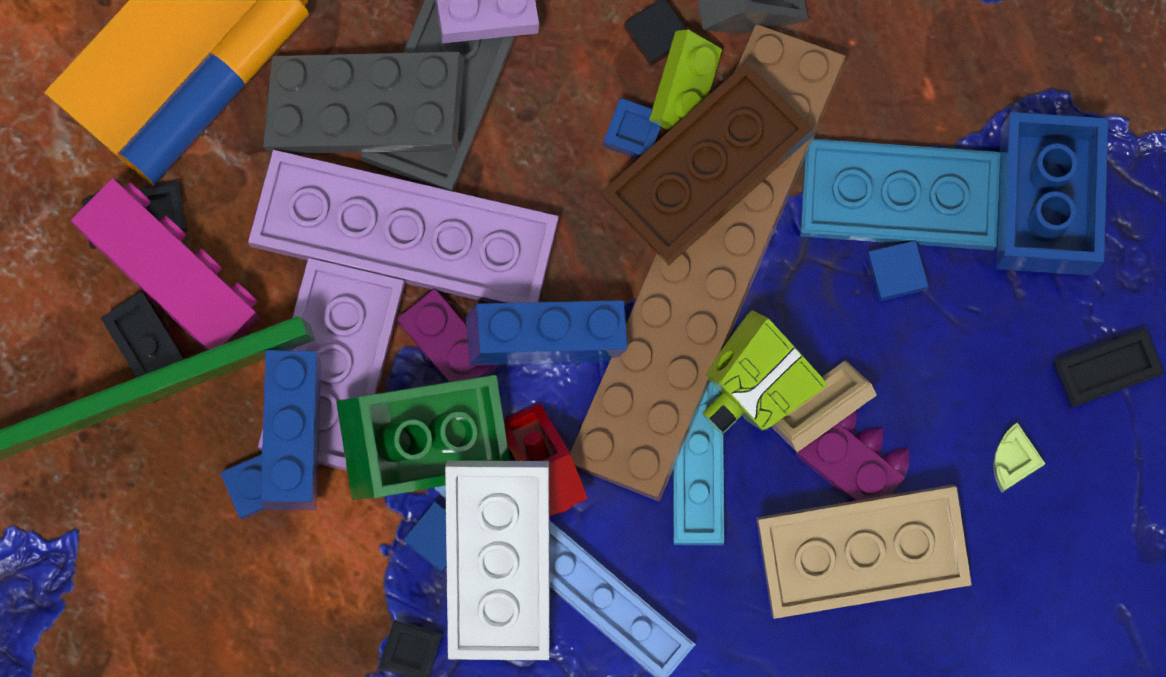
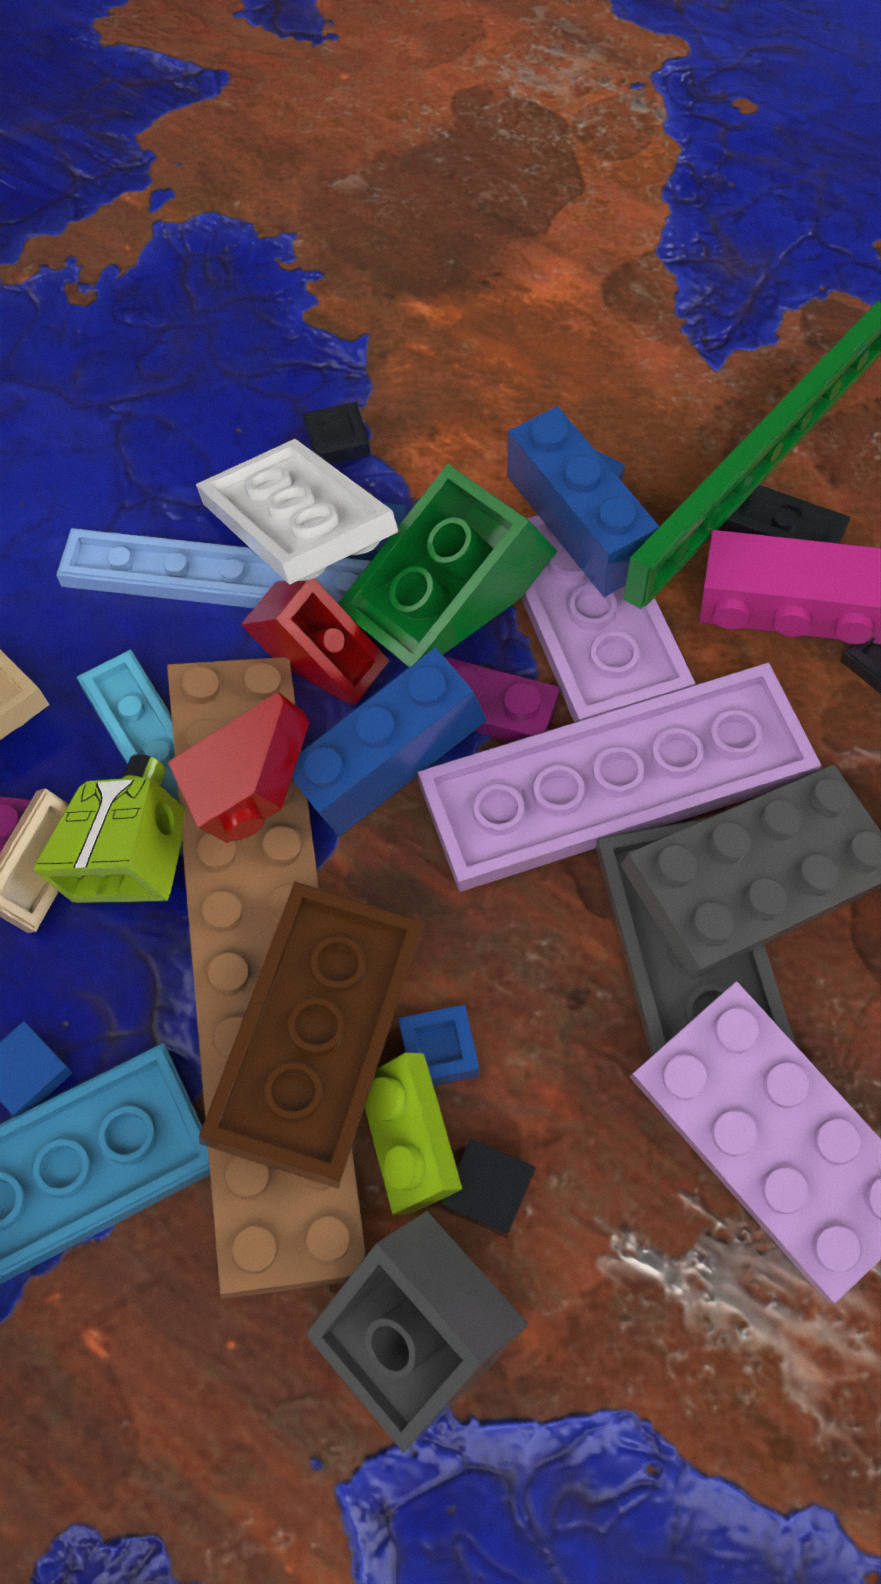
camera: 155 degrees right, 15 degrees down
(662, 348) = (242, 769): none -> red slope

